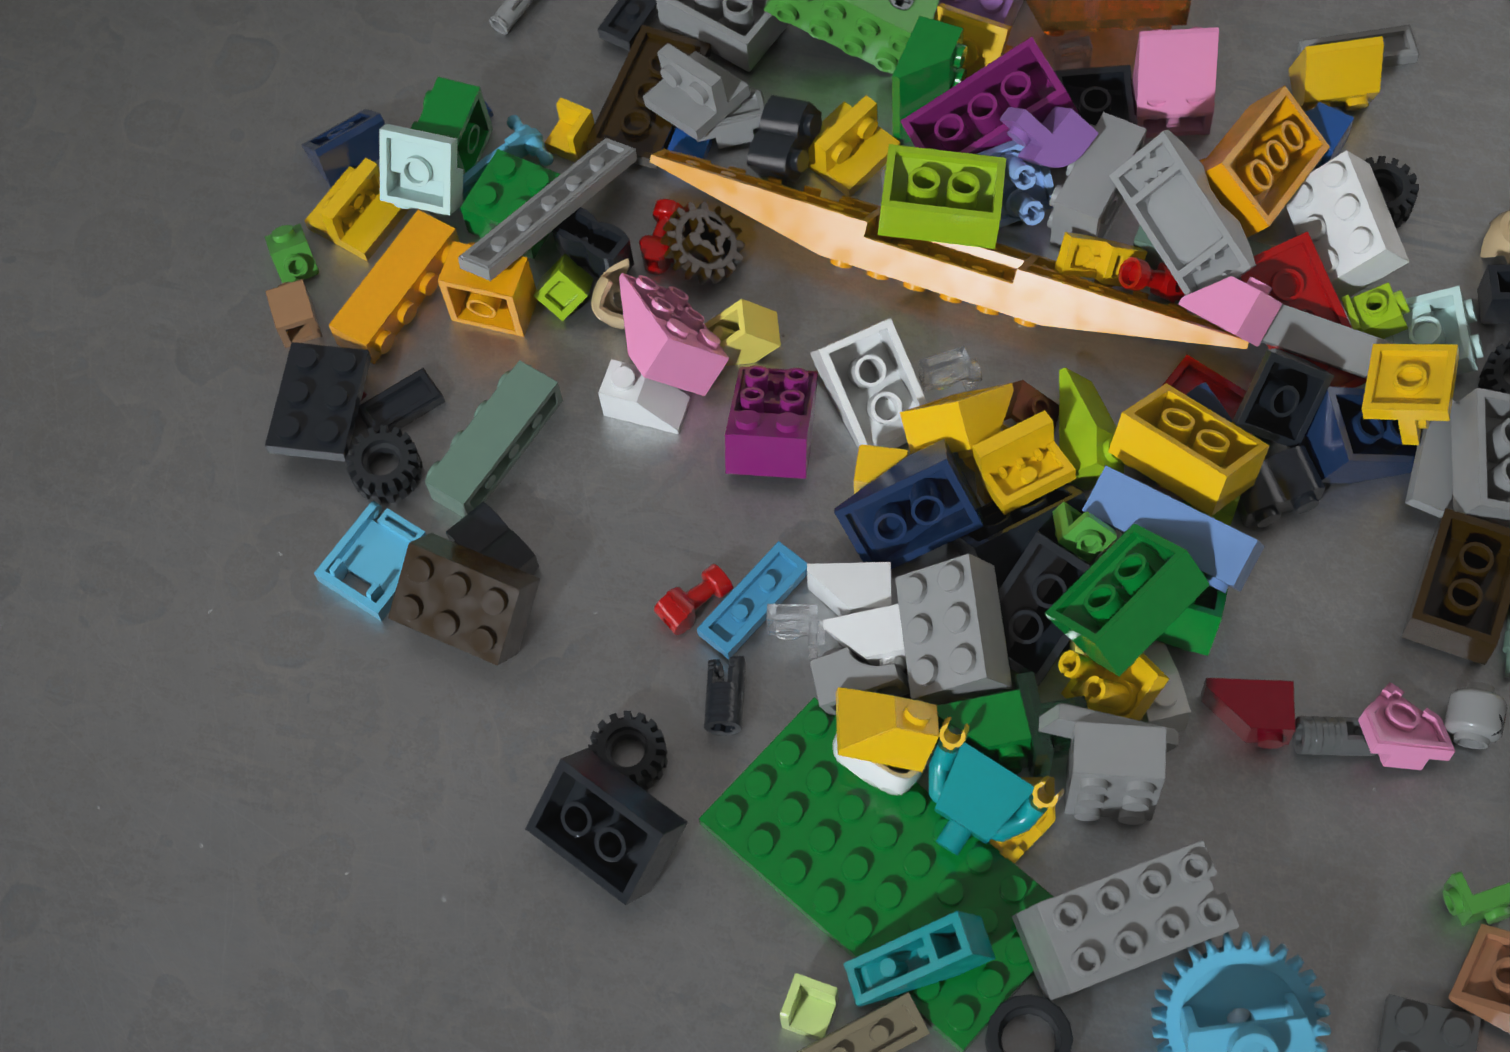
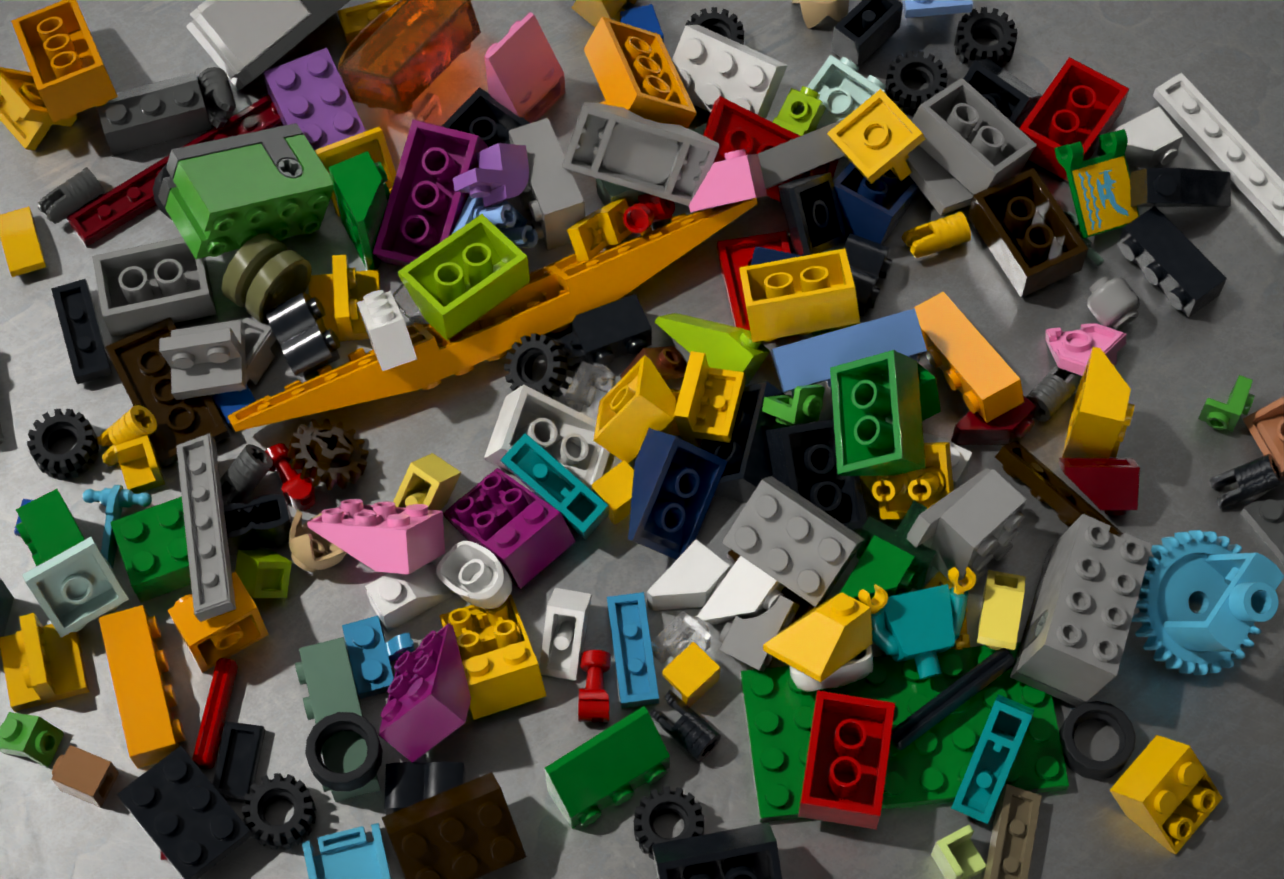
camera: 55 degrees left, 0 degrees up
(424, 354) = (215, 713): none -> red axle
(452, 433) = (333, 724): none -> black tyre
(537, 53) = (51, 429): none -> black tyre
(557, 478) = (426, 695): none -> magenta slope
(571, 419) = (372, 655): none -> dark azure plate
(592, 94) = (131, 425): none -> yellow hinge
(627, 663) = (607, 768): none -> green slope
(628, 202) = (245, 473): none -> dark grey hinge
(648, 502) = (495, 657): none -> yellow slope
(698, 431) = (475, 575): none -> white piece
(719, 535) = (564, 633): none -> white slope
(771, 661) = (692, 673): none -> yellow panel
(799, 837) = (847, 760): none -> red brick
(805, 66) = (265, 275): none -> olive wheel
(831, 421) = (556, 486): none -> teal slope
(835, 183) = (386, 329): none -> white brick
(934, 336) = (525, 356): none -> black tyre
(944, 882) = (951, 698): none -> black axle
(1011, 344) = (609, 332): none -> black hinge
(1065, 856) = (1001, 610): none -> light yellow slope
(1234, 822) = (1047, 486): none -> dark brown plate
(1277, 632) = (967, 359): none -> light orange brick
(1281, 846) = (1106, 481): none -> dark red slope
(1330, 781) = (1098, 411): none -> yellow slope
(1384, 518) = (937, 235): none -> yellow hinge
(1419, 975) = (1252, 479): none -> black hinge

